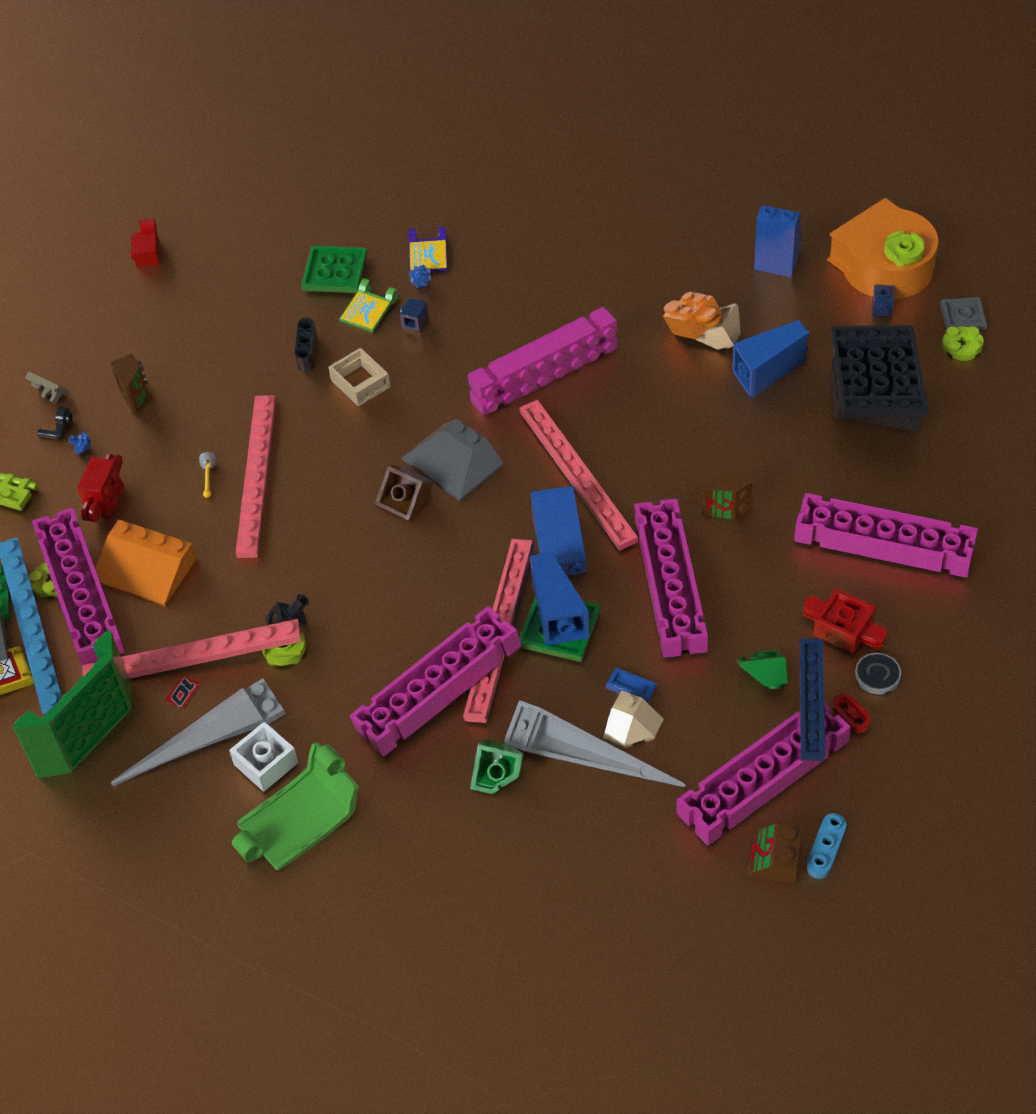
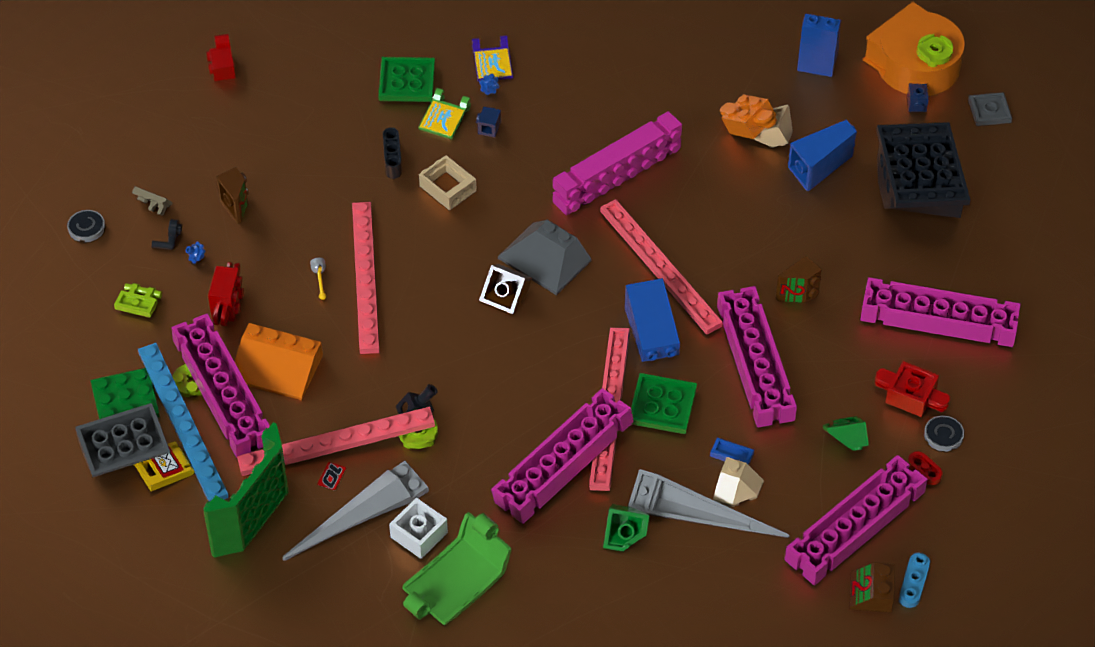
camera: 10 degrees left, 0 degrees up
(558, 603) = (661, 381): blue slope -> none
(812, 700) = (893, 457): dark blue plate -> none
(969, 335) = (998, 129): lime plate -> none

